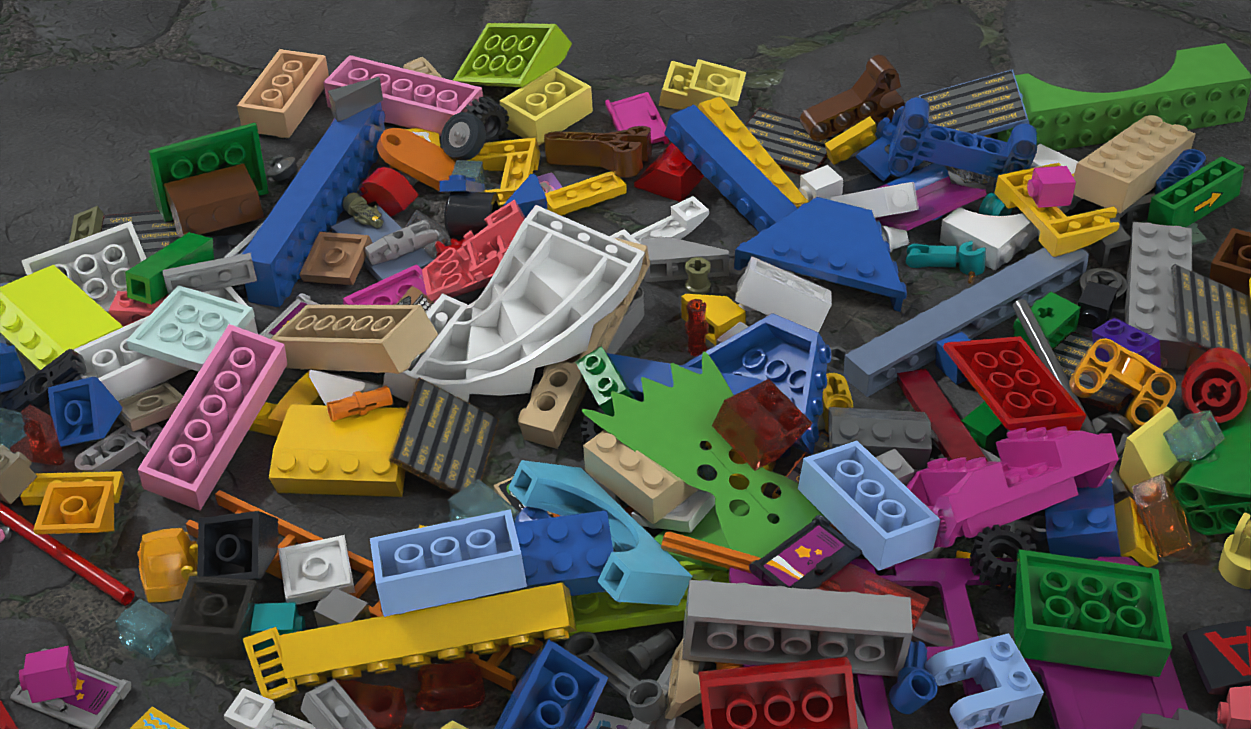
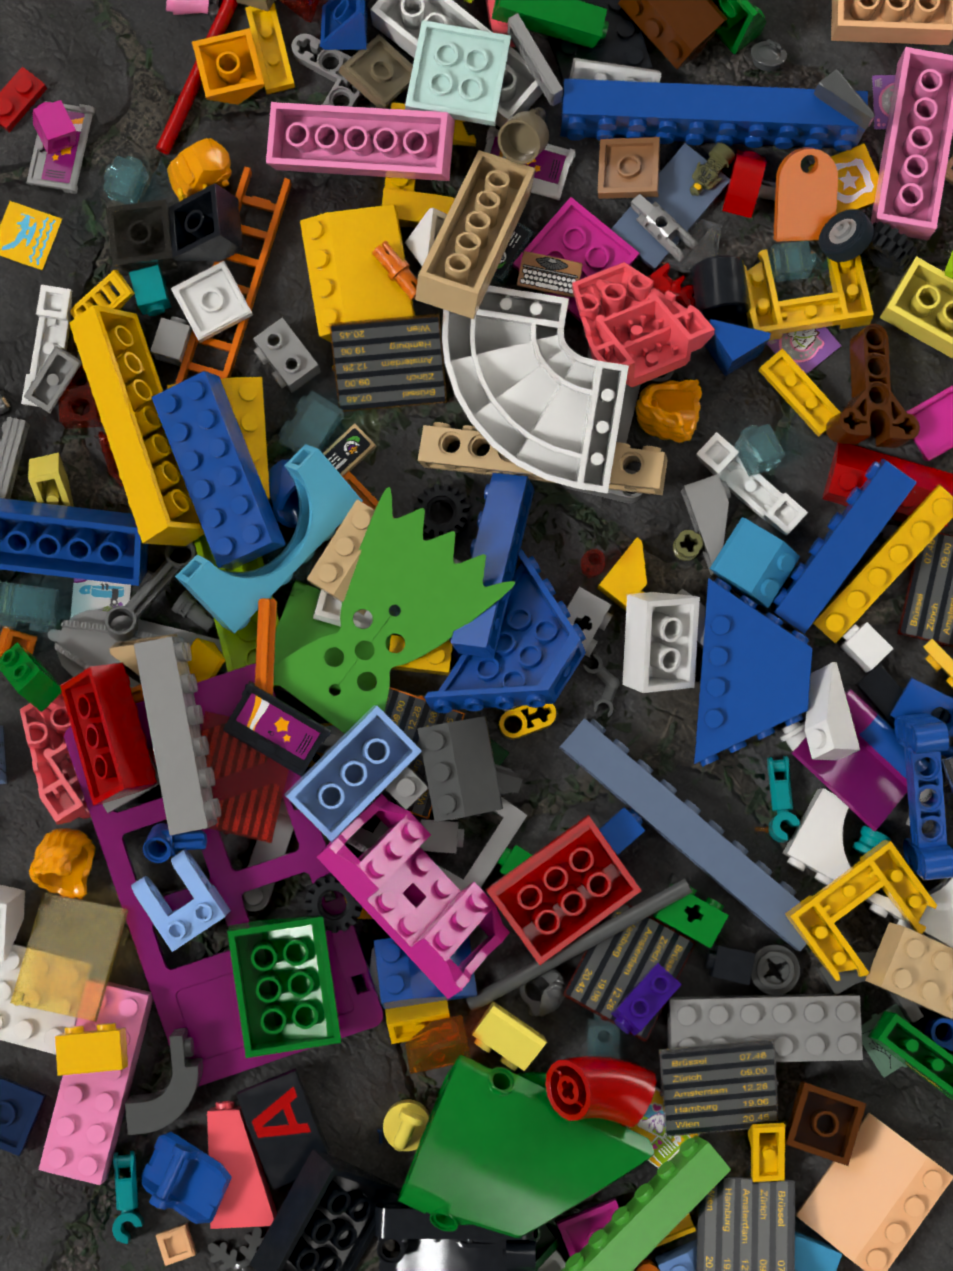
camera: 75 degrees right, 40 degrees up
(275, 302) = (524, 136): none -> dark tan piece
(399, 515) = (286, 355): none -> light grey brick
(447, 563) = (161, 423): light blue brick -> none
(461, 183) = (749, 264): blue plate -> none
(602, 378) = (472, 496): brick -> none
(627, 216) = (759, 449): none -> clear light blue brick
(726, 224) = (754, 562): none -> dark azure slope
(760, 423) = (424, 658): clear red slope -> none
(946, 427) = (511, 825): dark red tile -> none
(1051, 186) = (867, 901): dark pink brick -> none
(1128, 370) = (593, 1001): light orange beam -> none
(1194, 436) = (518, 1069): clear light blue brick -> none

